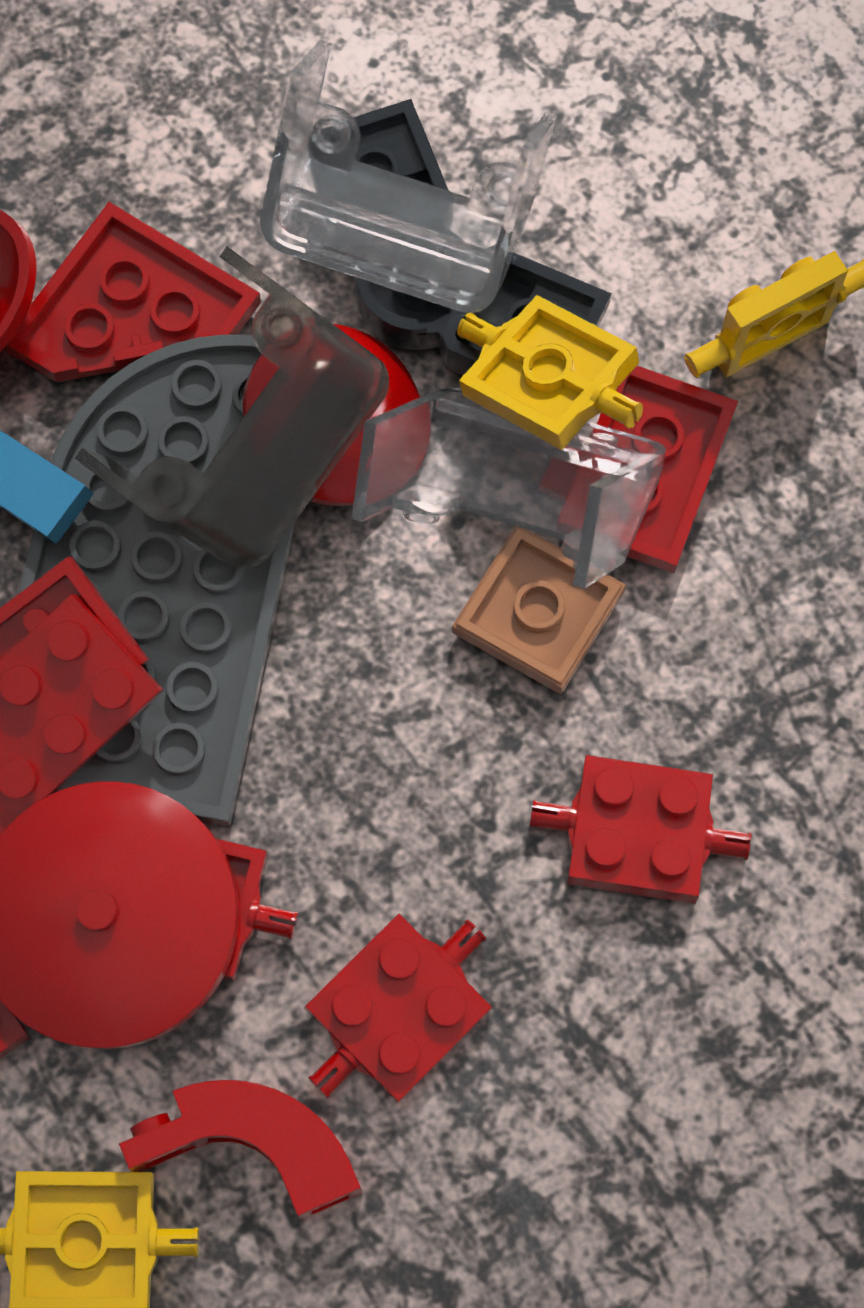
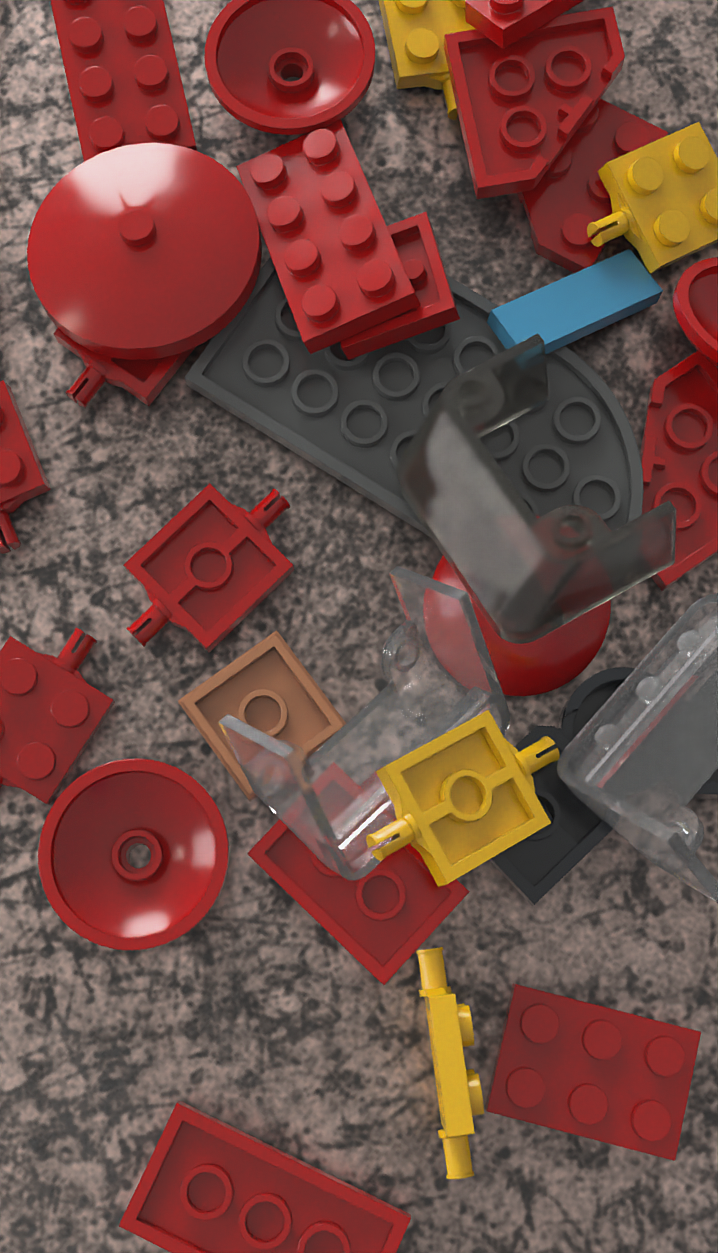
camera: 115 degrees right, 5 degrees up
(415, 719) = (209, 567): none -> red plate
(723, 209) = (593, 1071): none -> red plate
(733, 620) = (90, 843): none -> red dish

